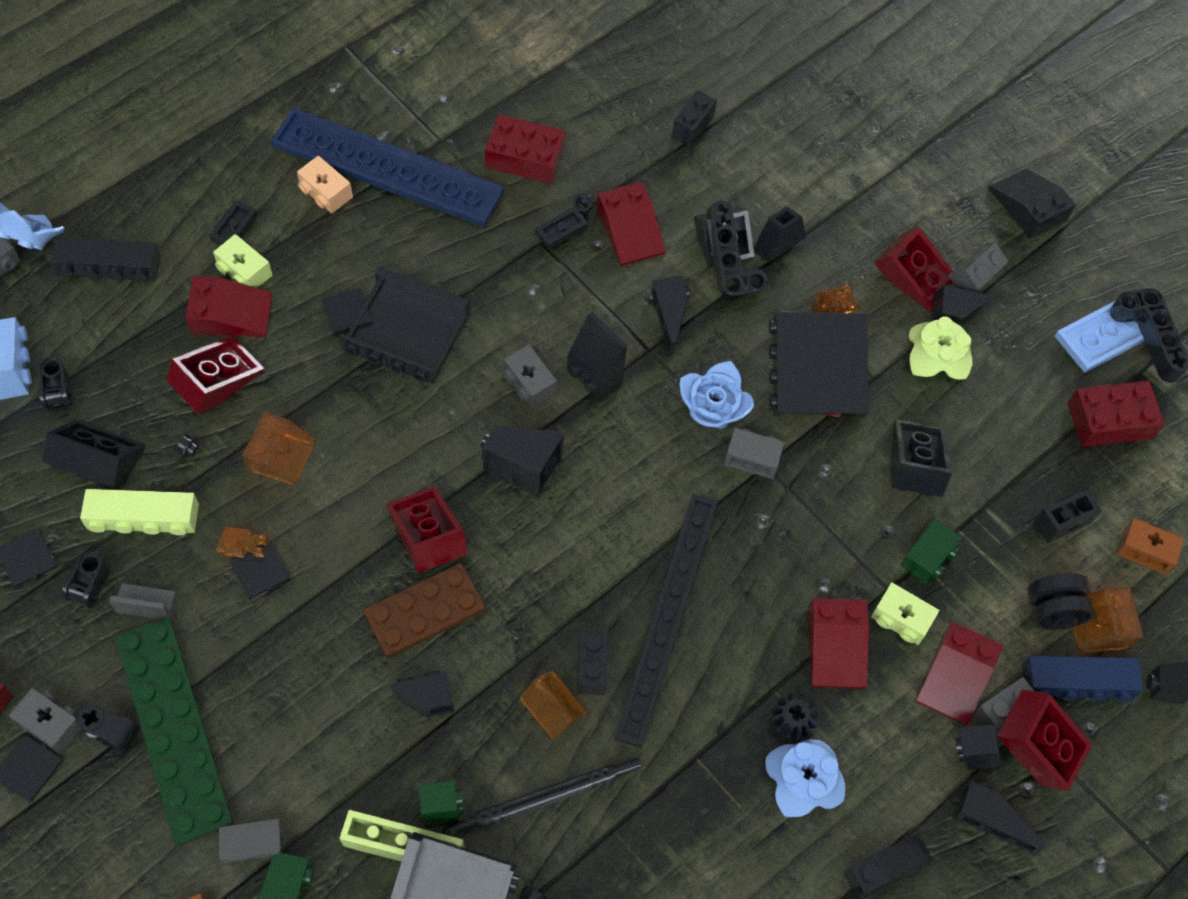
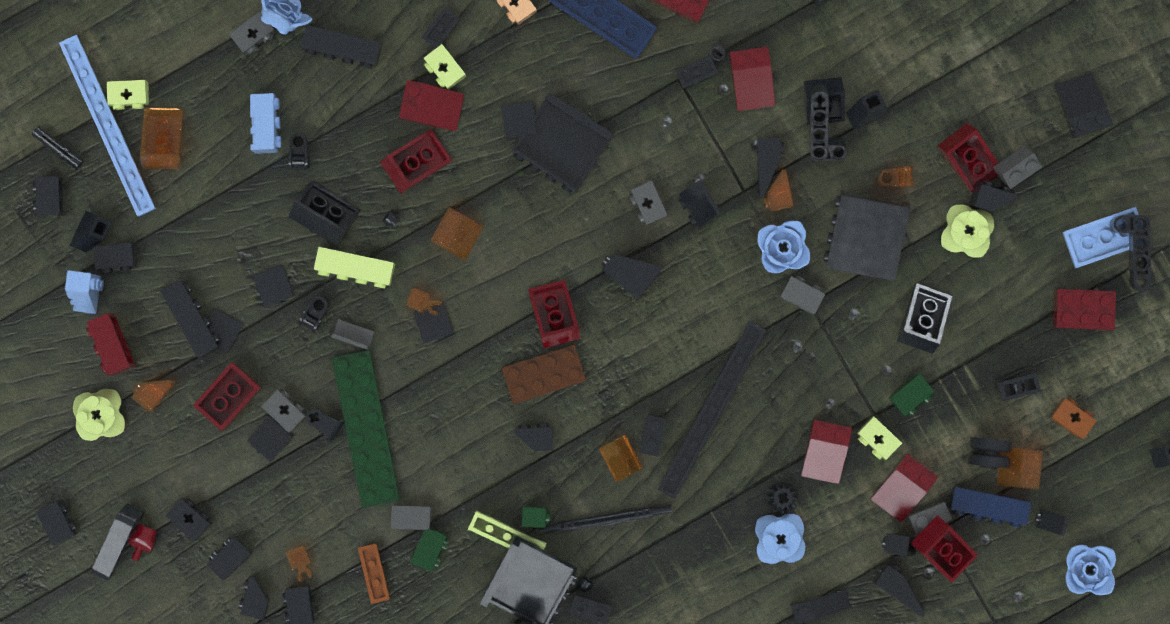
camera: 25 degrees right, 25 degrees up
(695, 342) = (779, 194): none -> clear orange slope

